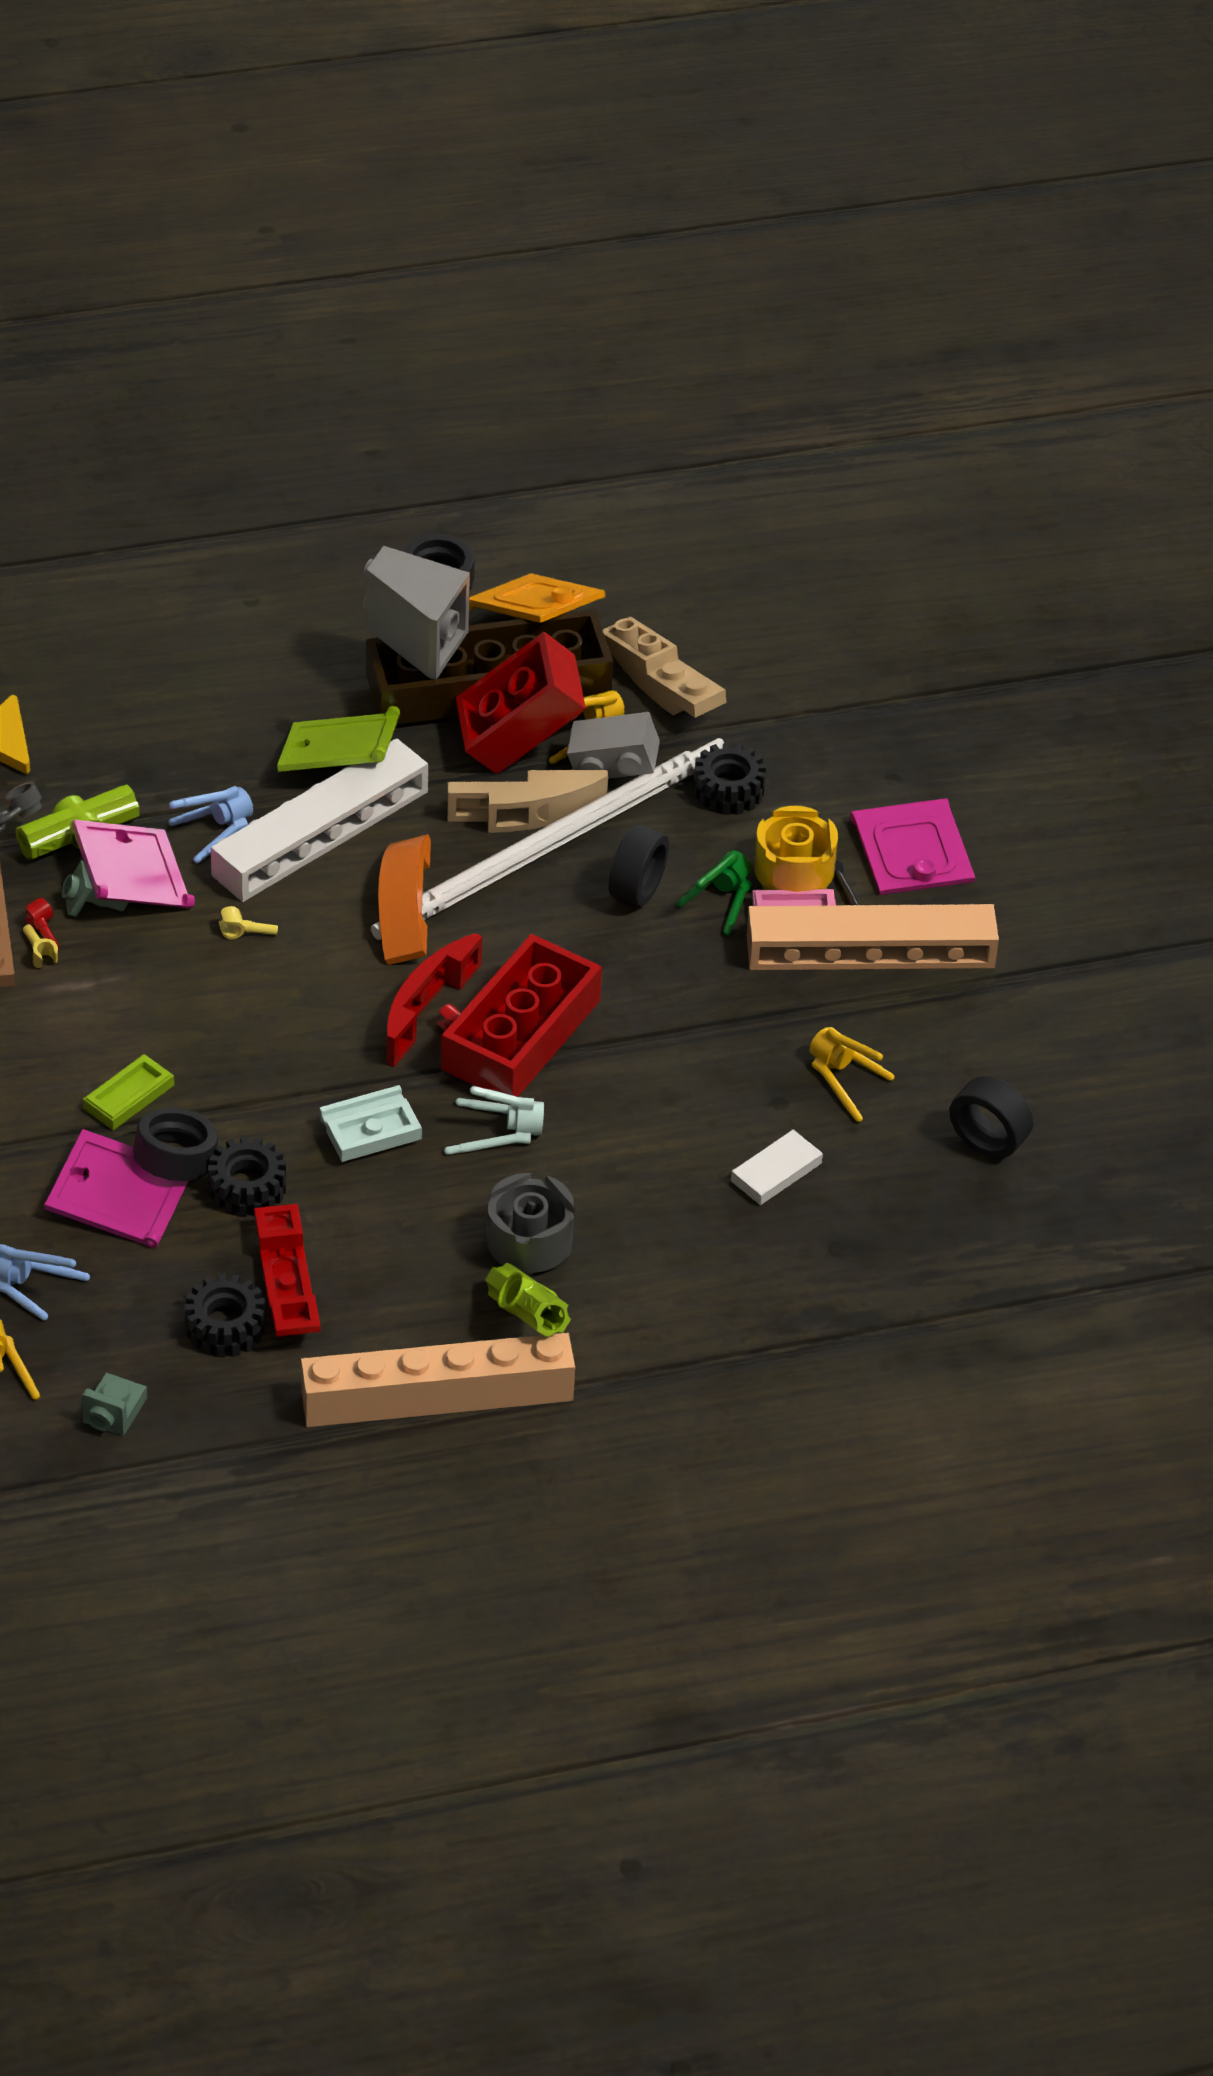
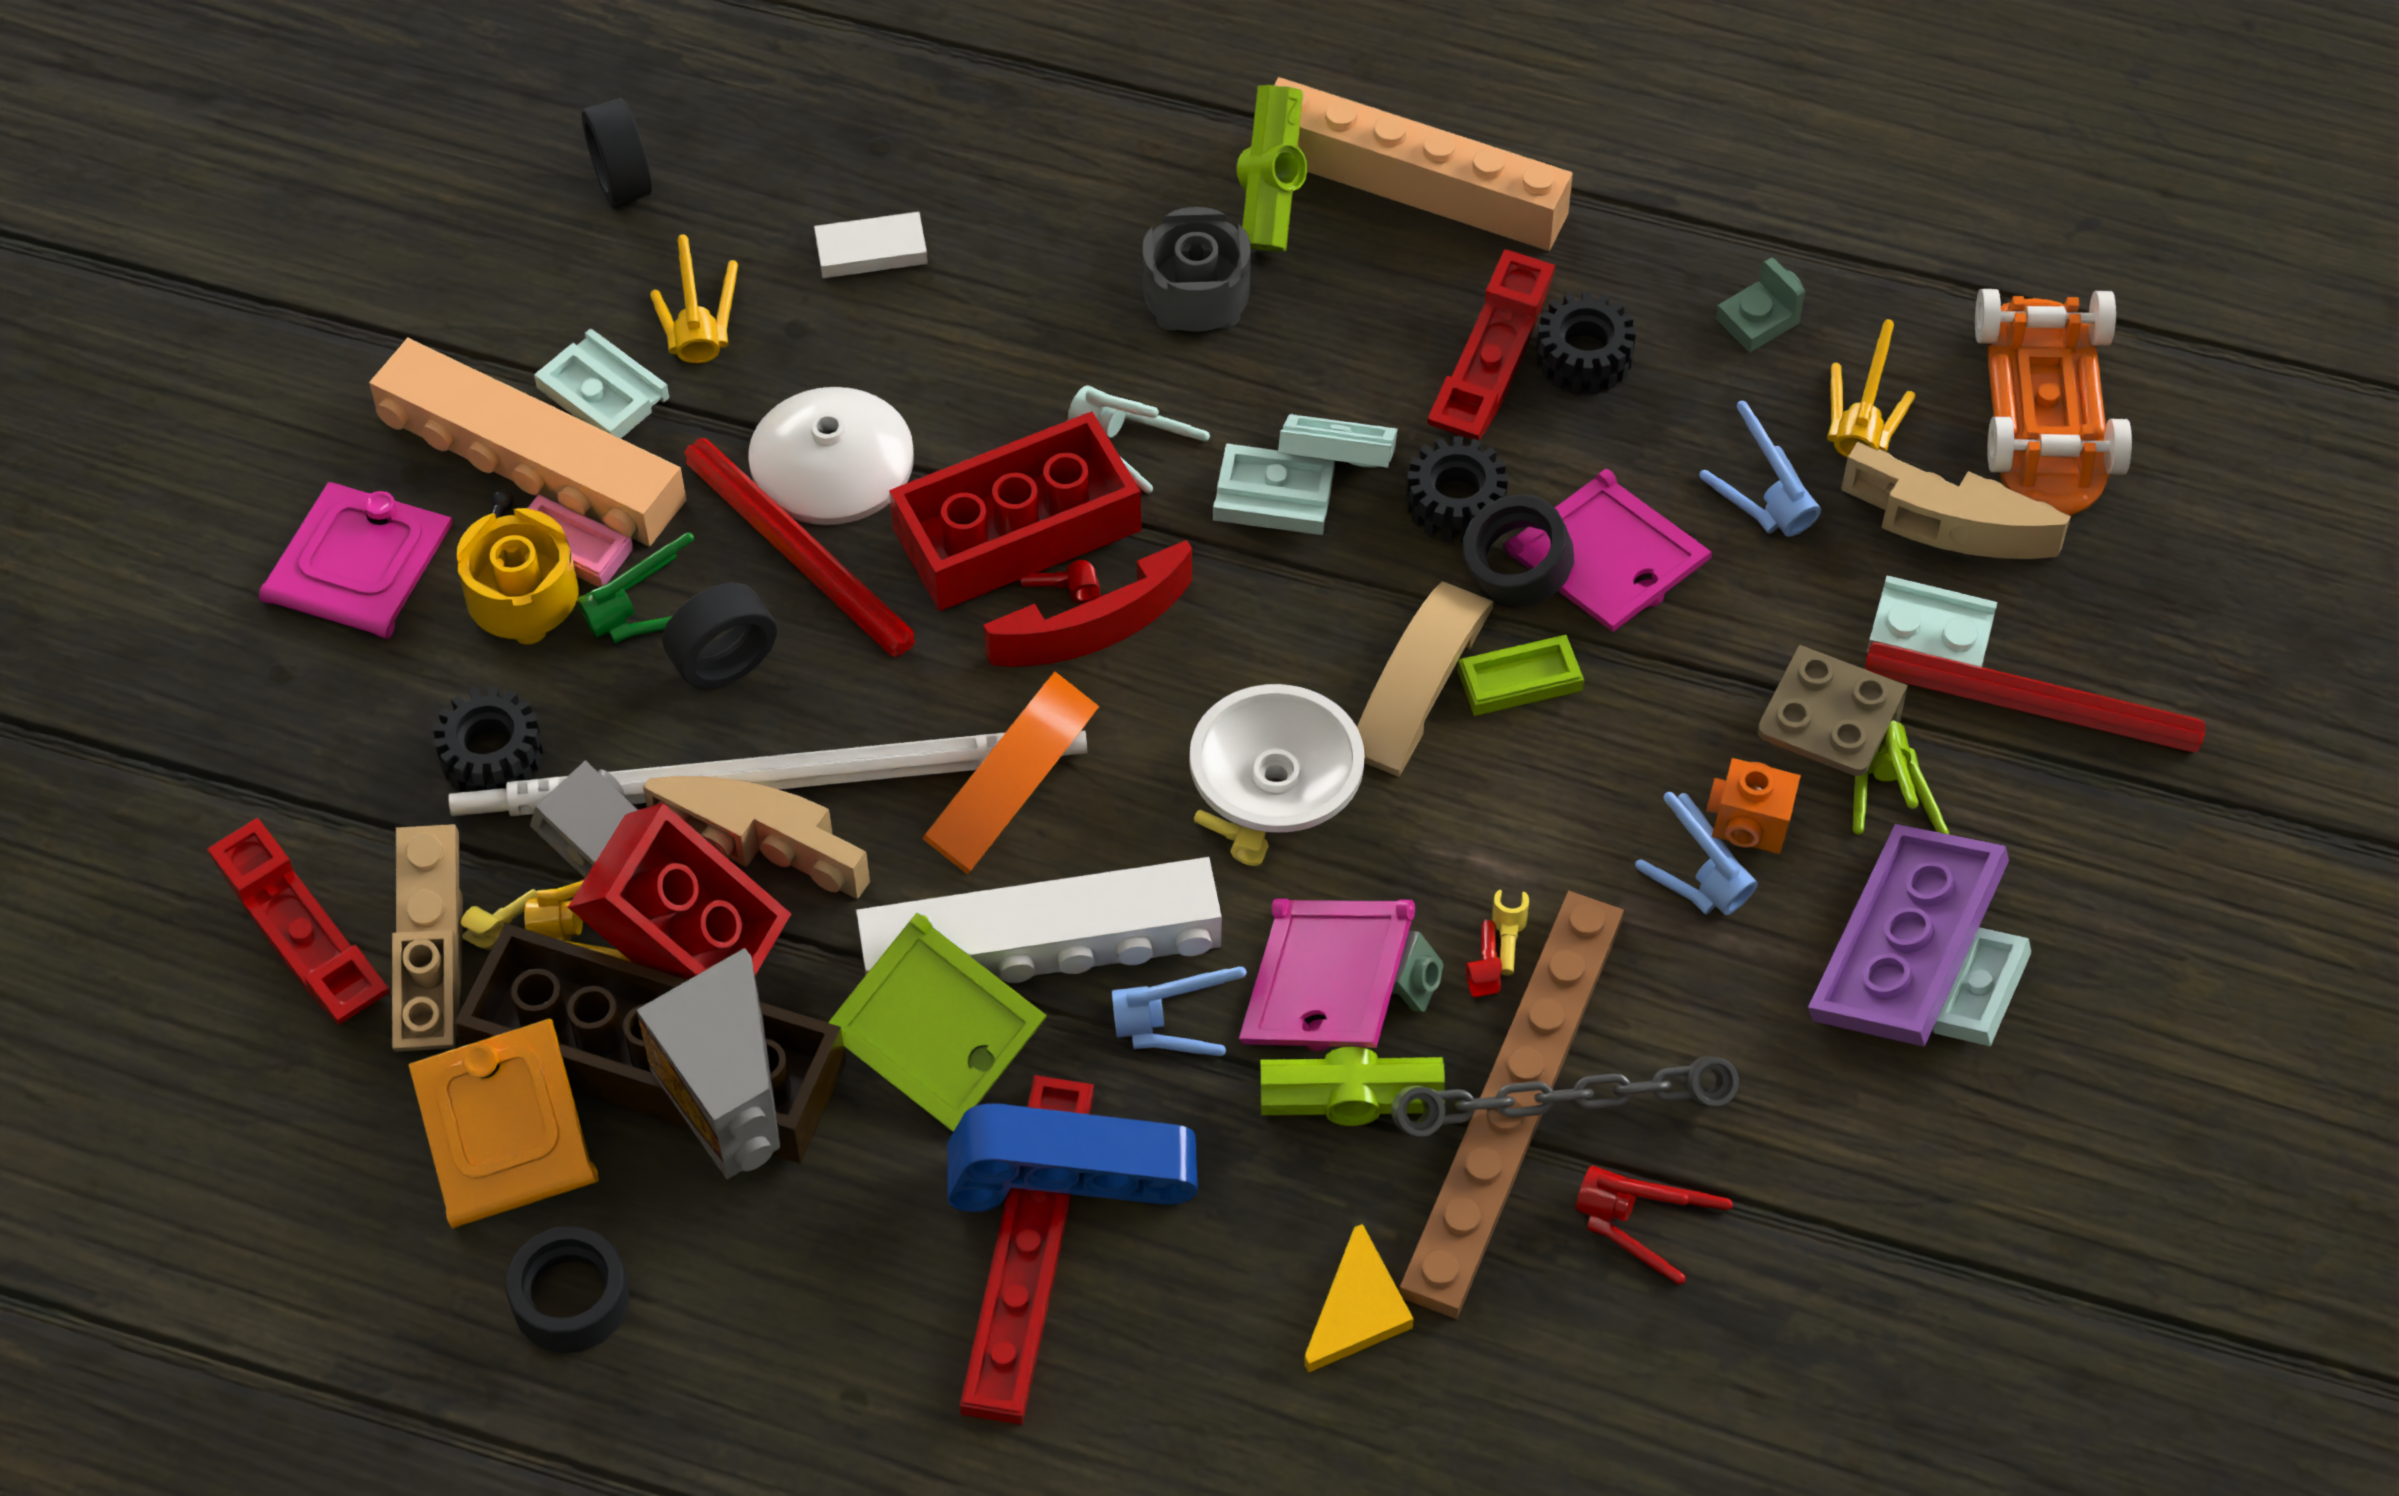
camera: 145 degrees left, 10 degrees up
(194, 1059) = (1417, 674): none -> tan slope
(209, 708) = (1067, 1154): none -> blue beam
(210, 692) = (1020, 1281): none -> red tile
(241, 946) = (1281, 736): none -> white dish
(347, 1160) = (1338, 441): none -> light aqua plate
(643, 698) = (485, 927): none -> light yellow hand
(660, 964) = (800, 548): none -> red axle
(682, 1031) = (833, 474): none -> white dish
(741, 657) = (296, 923): none -> red slope
(861, 993) = (601, 385): none -> light aqua plate

